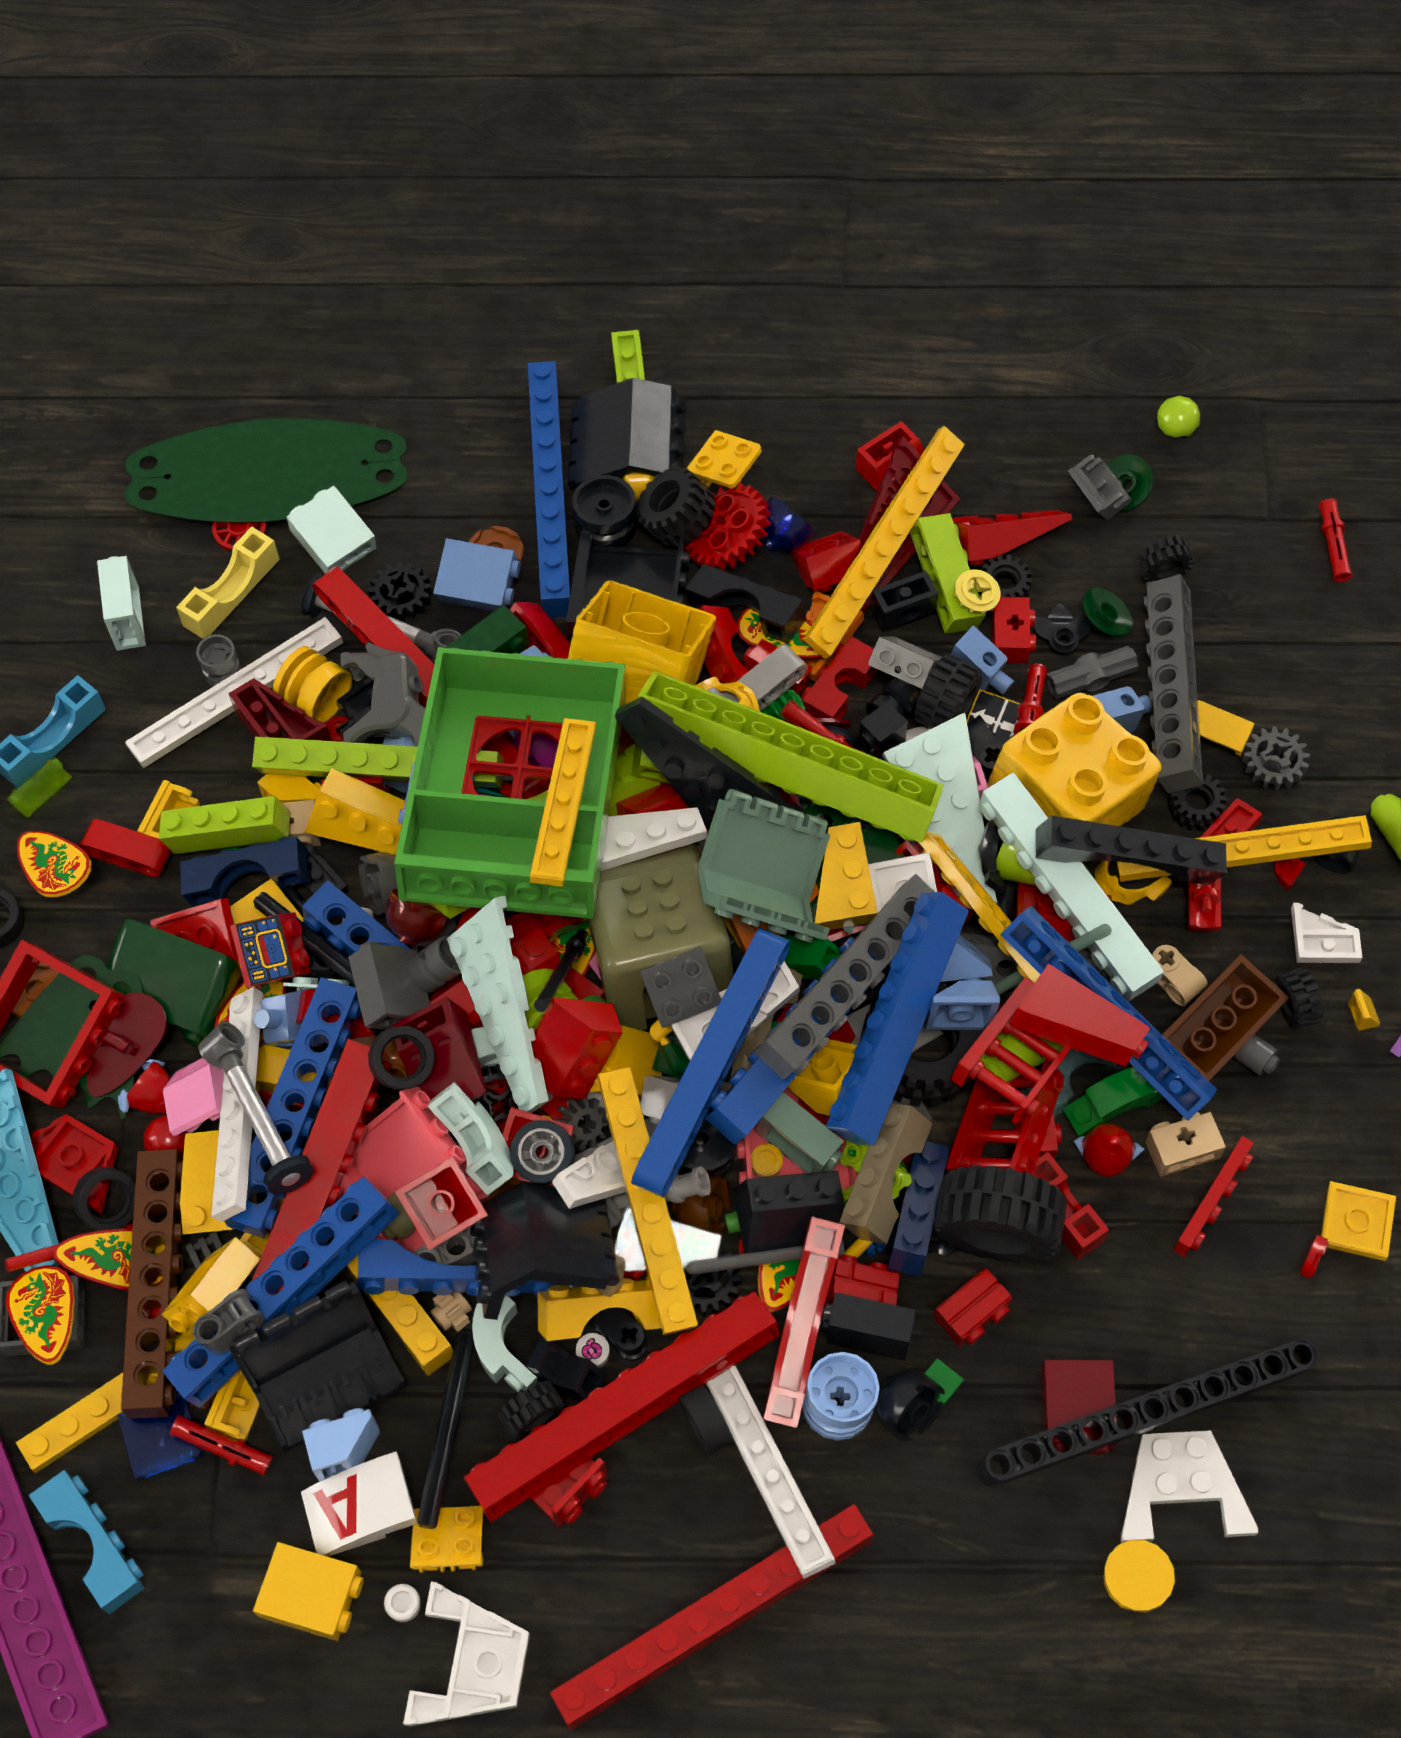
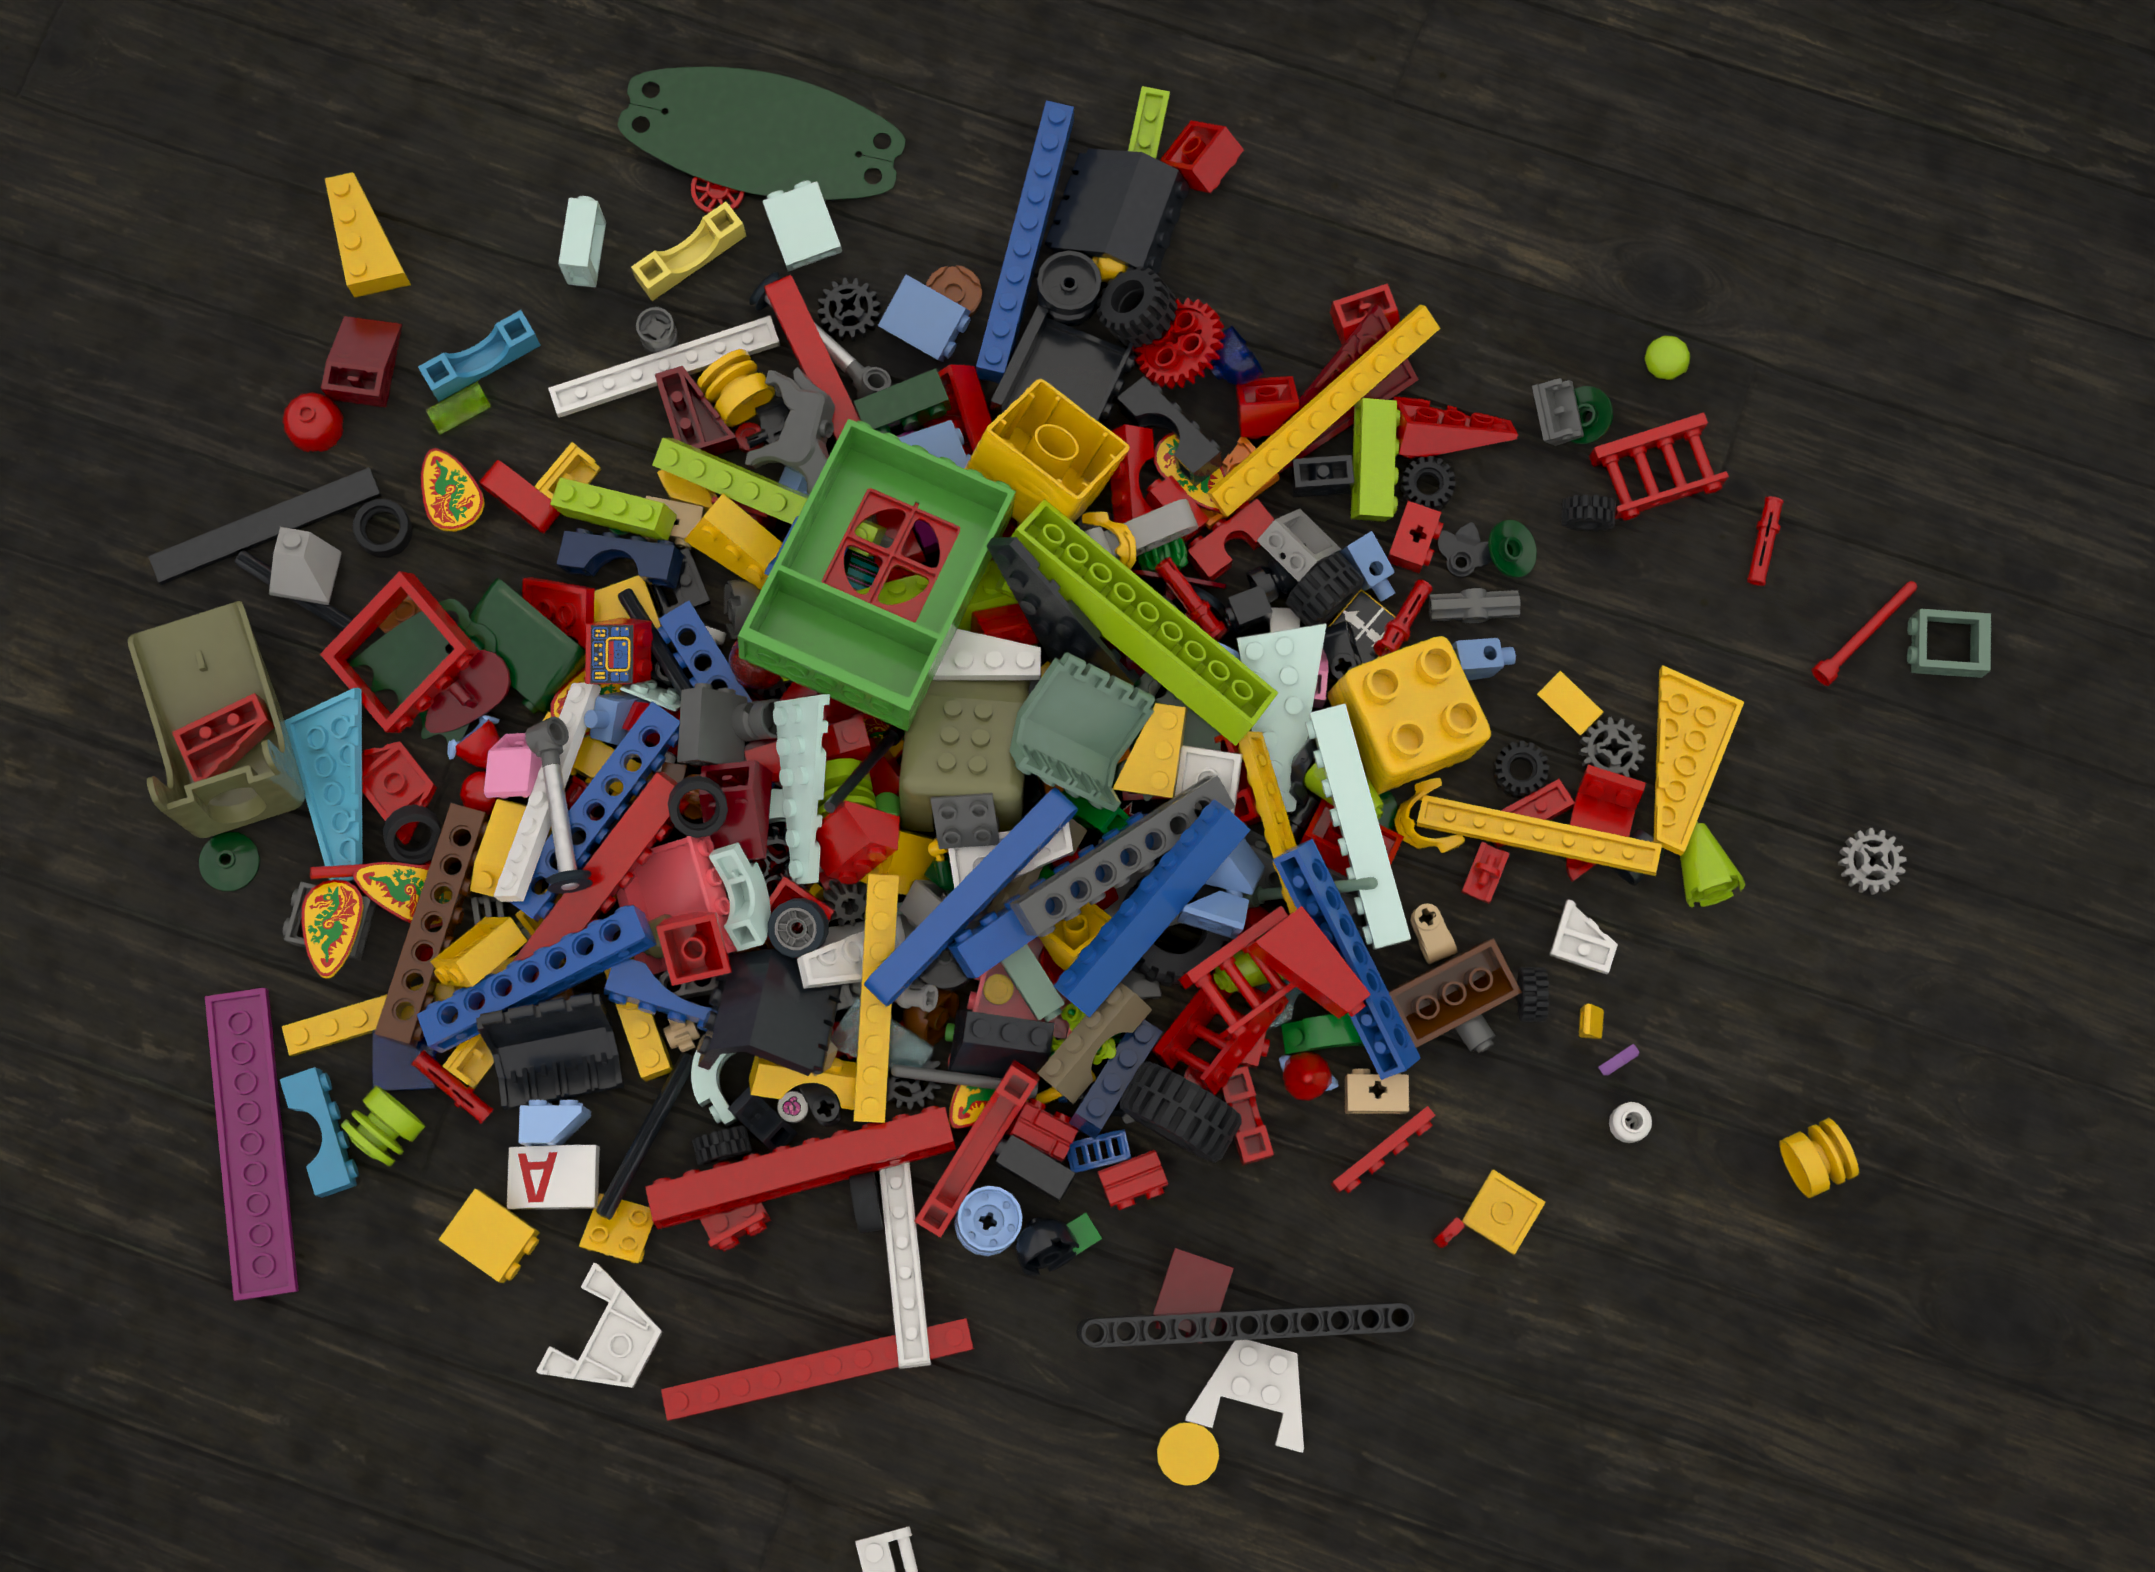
camera: 15 degrees right, 15 degrees up
(156, 1508) = (382, 1126): none -> lime wheel
(229, 1321) = (486, 996): dark grey piece -> none
(402, 1603) = (565, 1270): white tile -> none
(563, 802) = (909, 621): yellow tile -> none
(691, 369) = (1203, 154): none -> red slope
(724, 459) = (1200, 271): yellow bracket -> none
(942, 1268) = (1121, 1137): none -> blue slope
(983, 583) = (1401, 484): light yellow gear -> none
(1080, 840) = (1425, 813): black arch -> none
(1173, 684) = (1518, 740): dark grey brick -> none
(1205, 481) = (1662, 438): none -> red fence
(1290, 798) = (1606, 801): none -> red bracket
(1349, 731) = (1691, 741): none -> yellow wing

